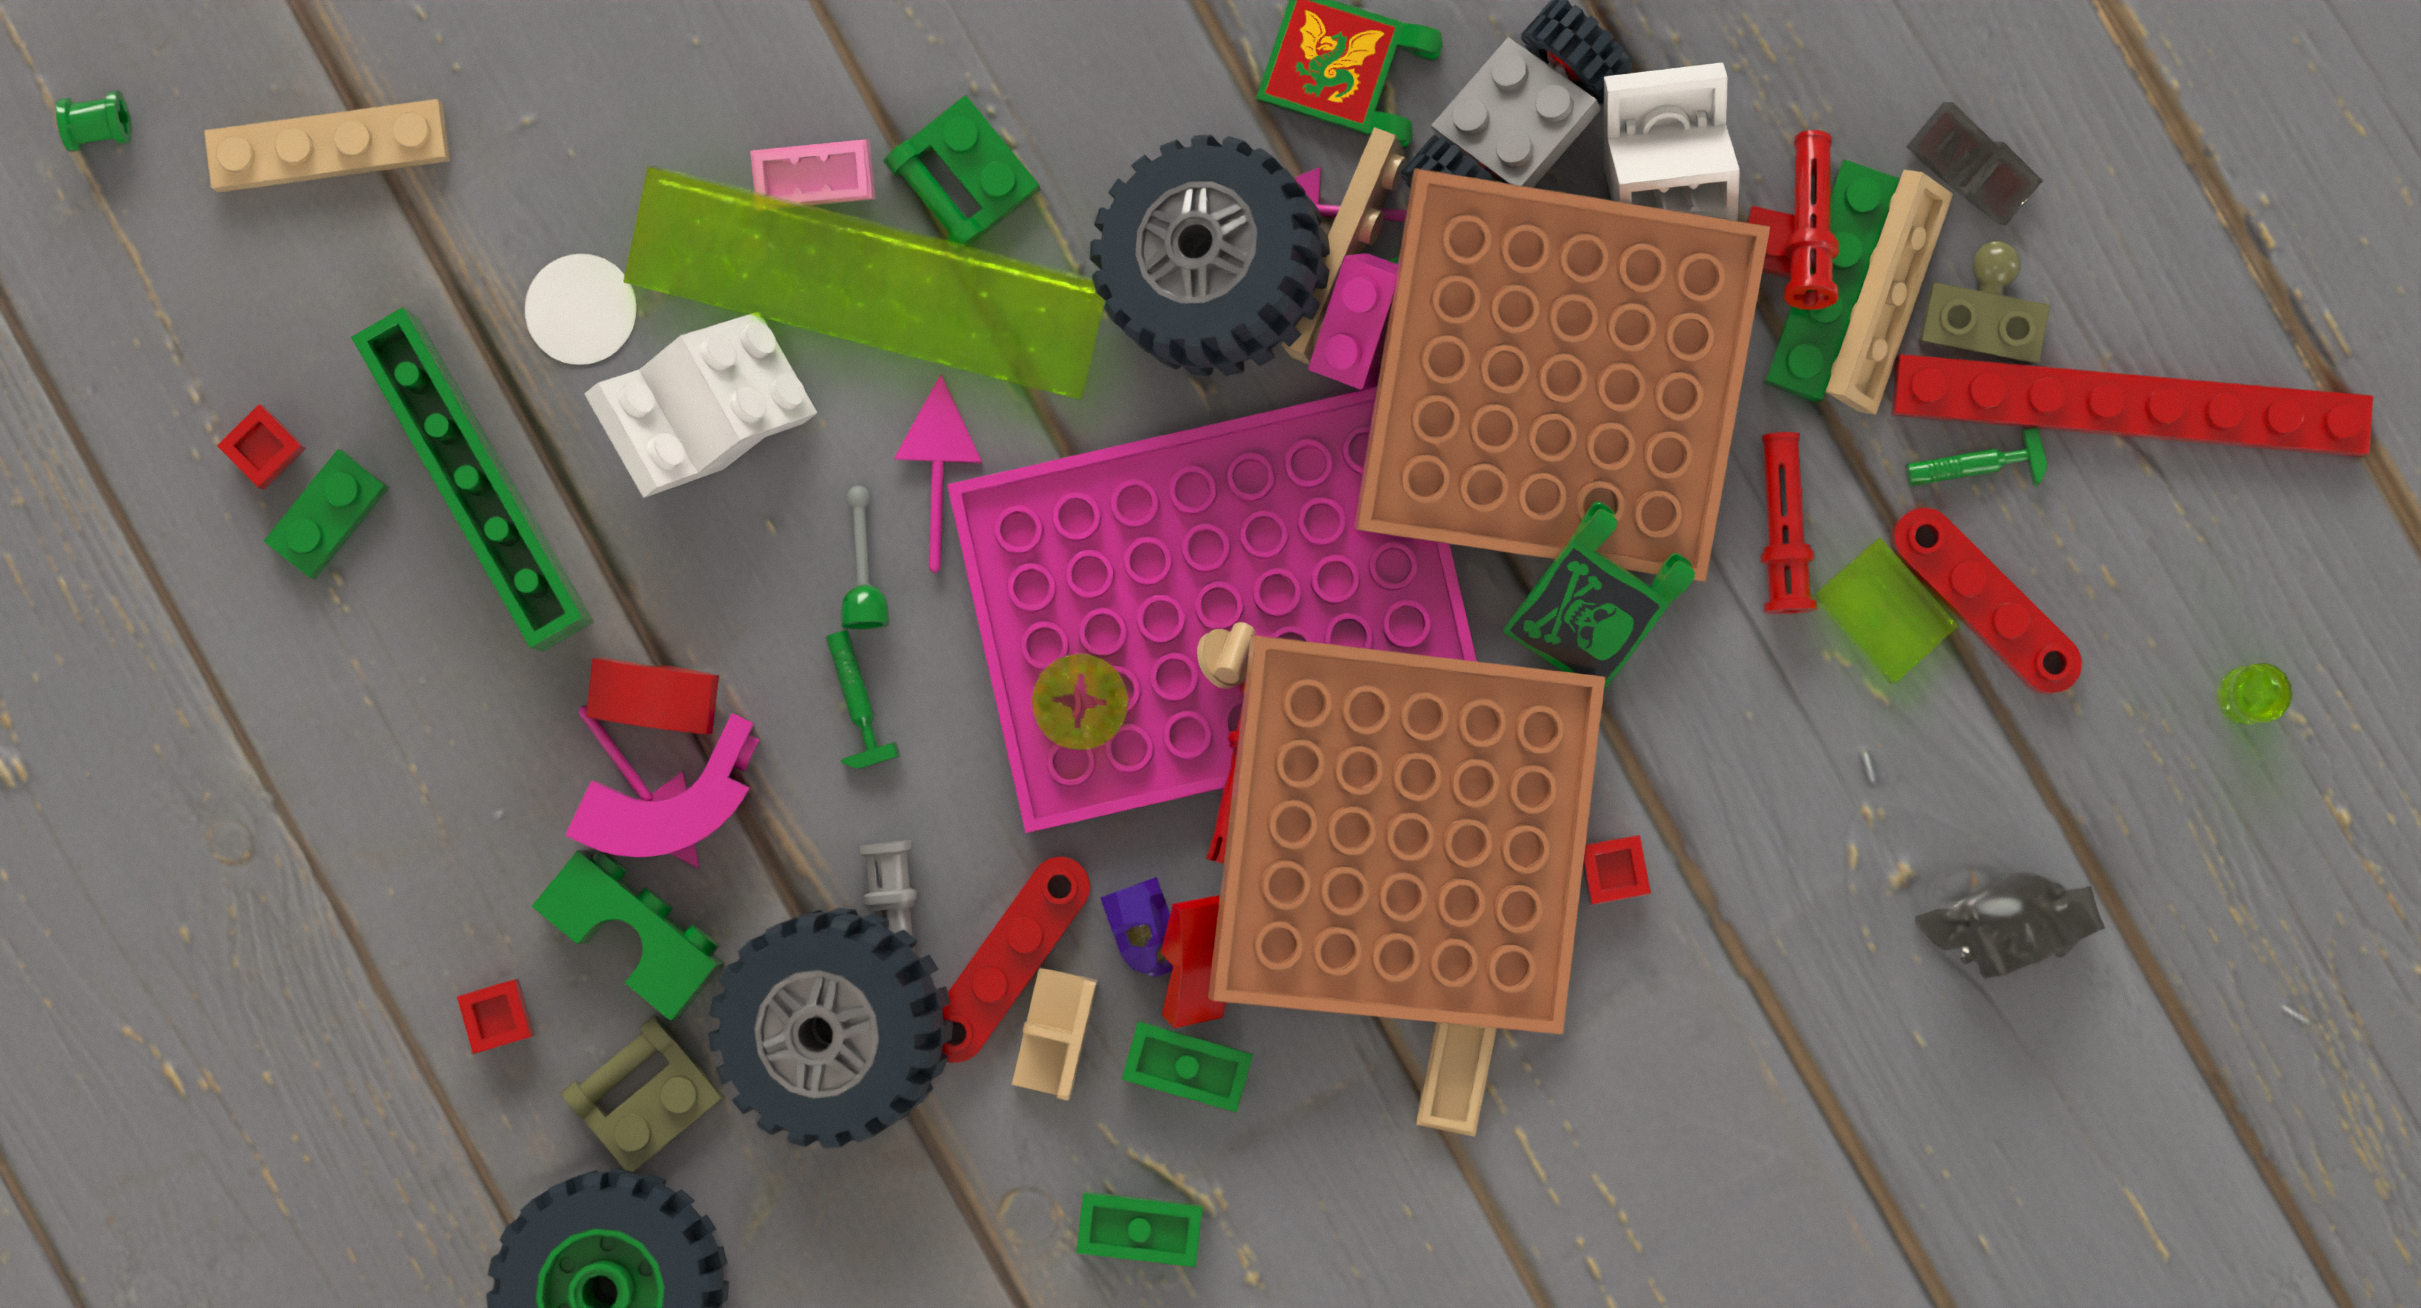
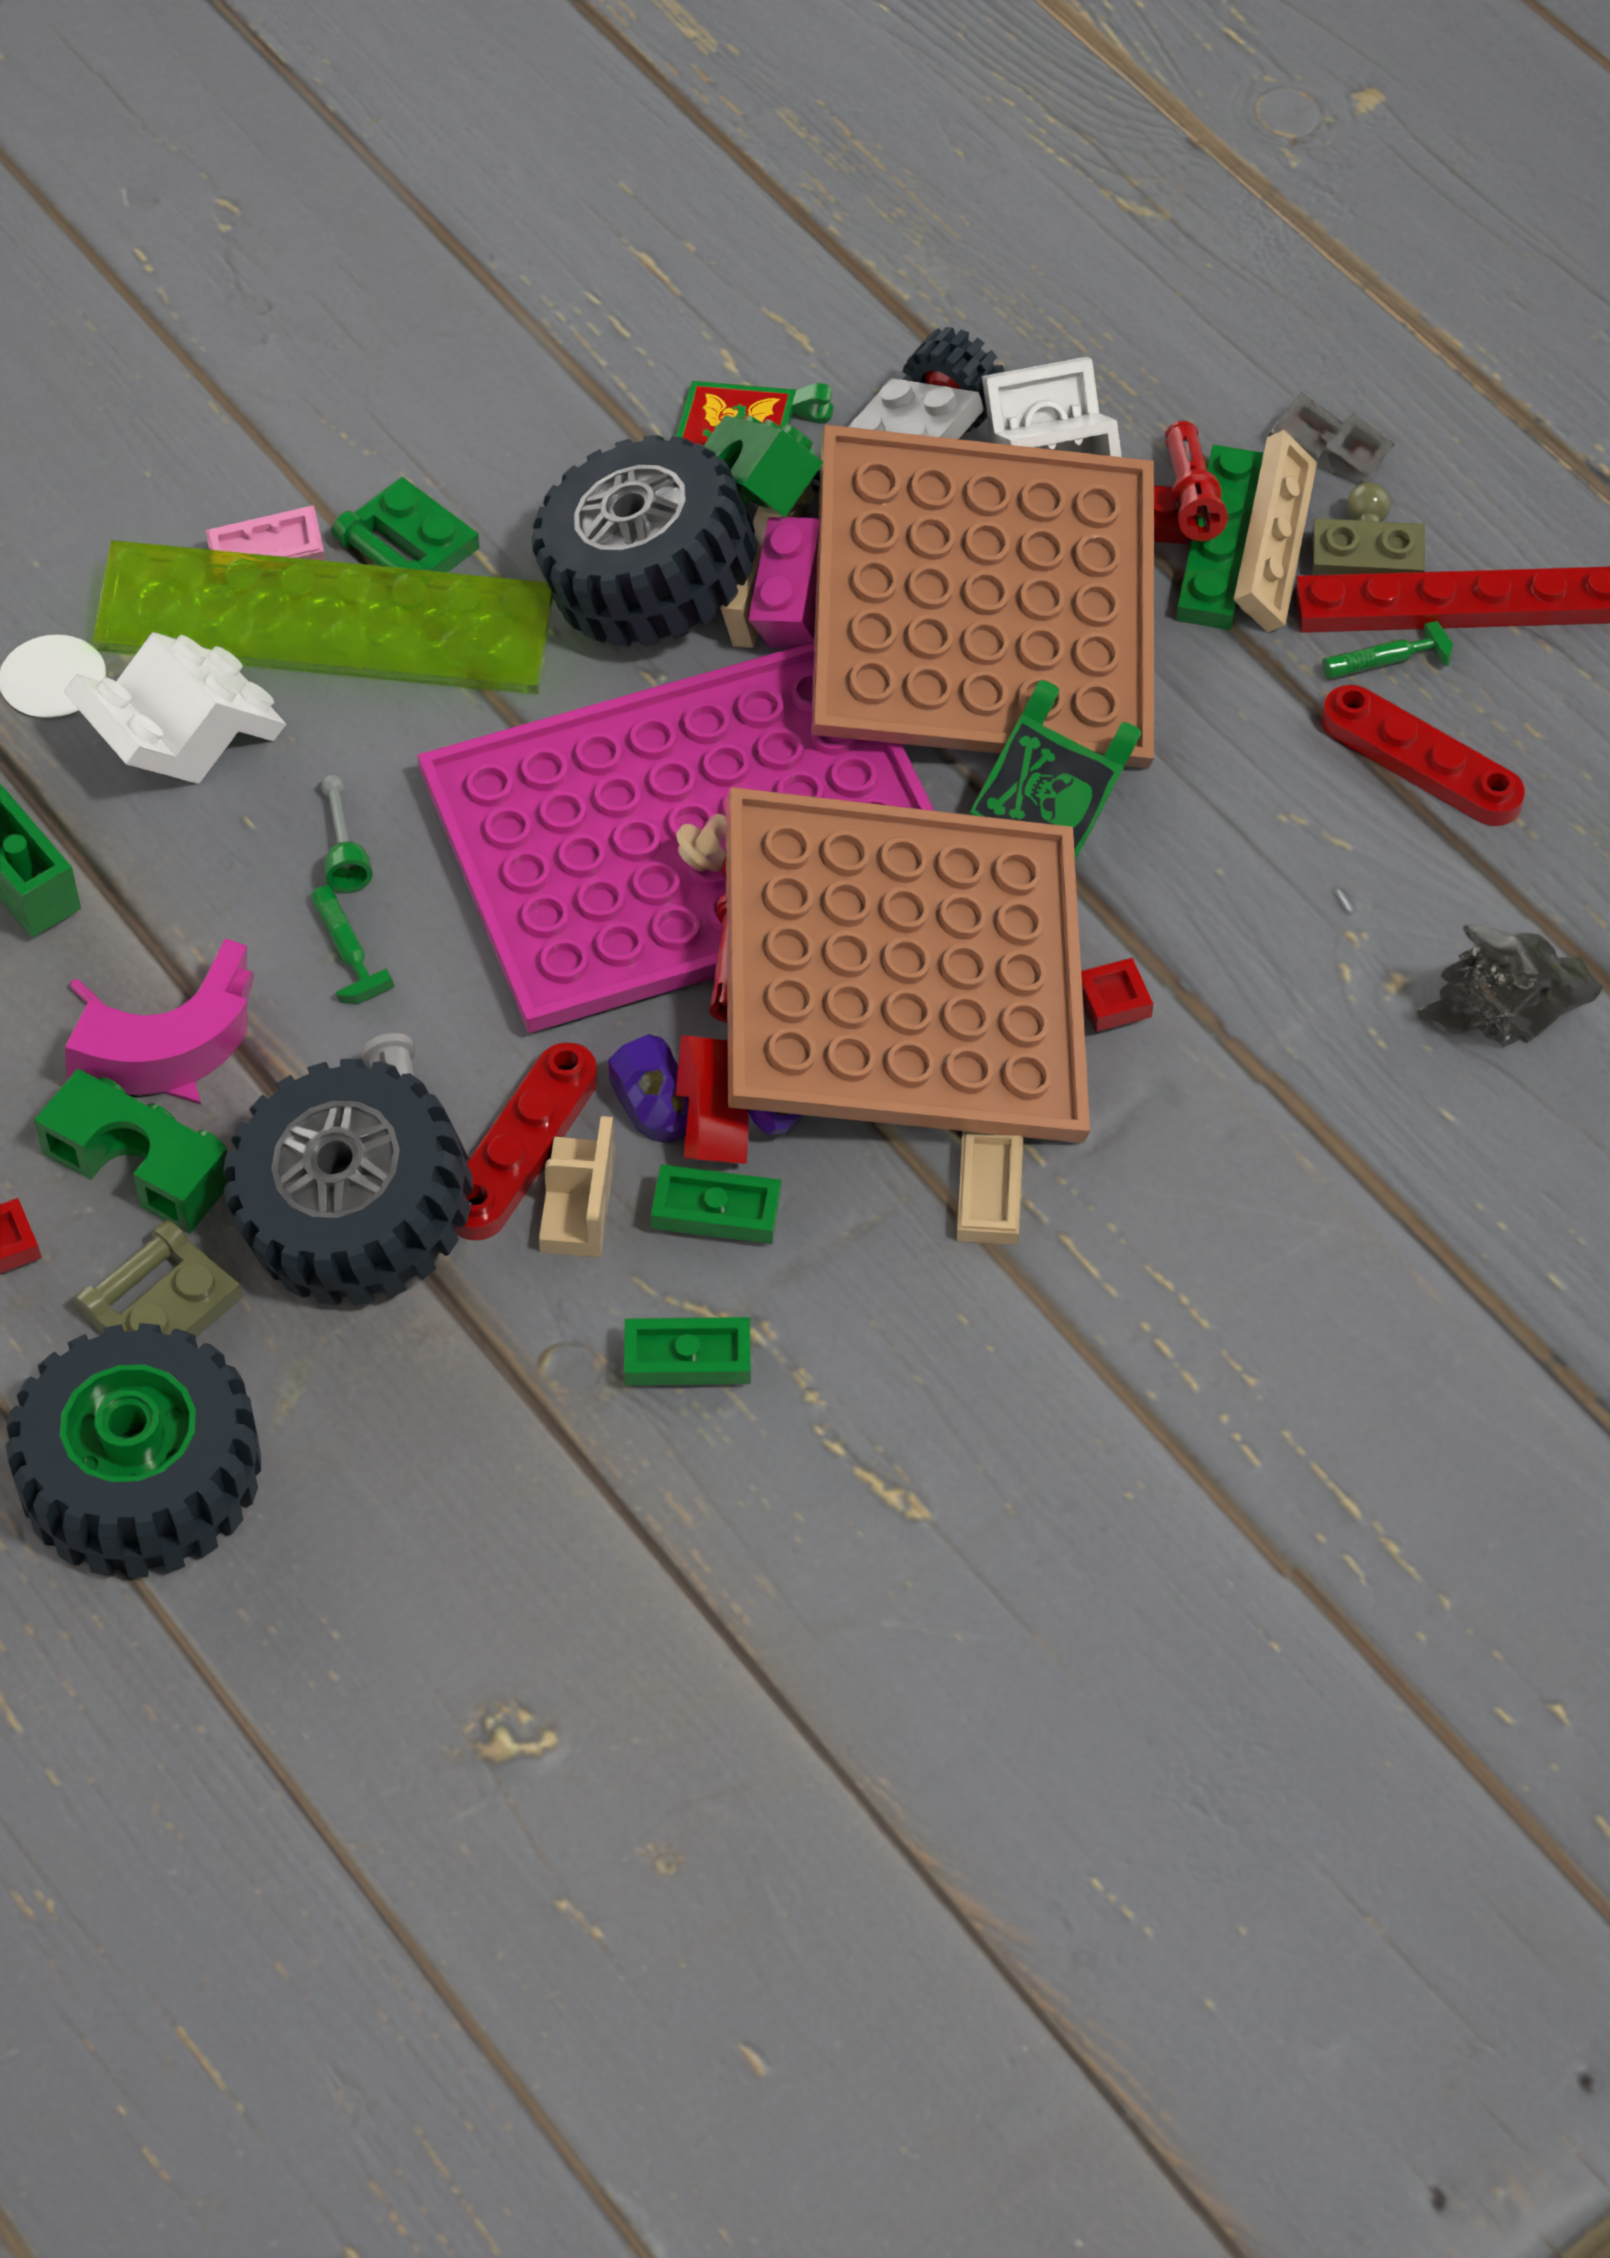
camera: 10 degrees left, 30 degrees down
(652, 696) = (146, 949): red slope -> none
(940, 438) = (404, 733): dark pink piece -> none
(1098, 723) = (590, 909): clear neon green gear -> none
(1335, 150) = (766, 461): none -> green arch
(1780, 452) = (1206, 665): red pin -> none
(1885, 611) = (1329, 772): clear neon green plate -> none

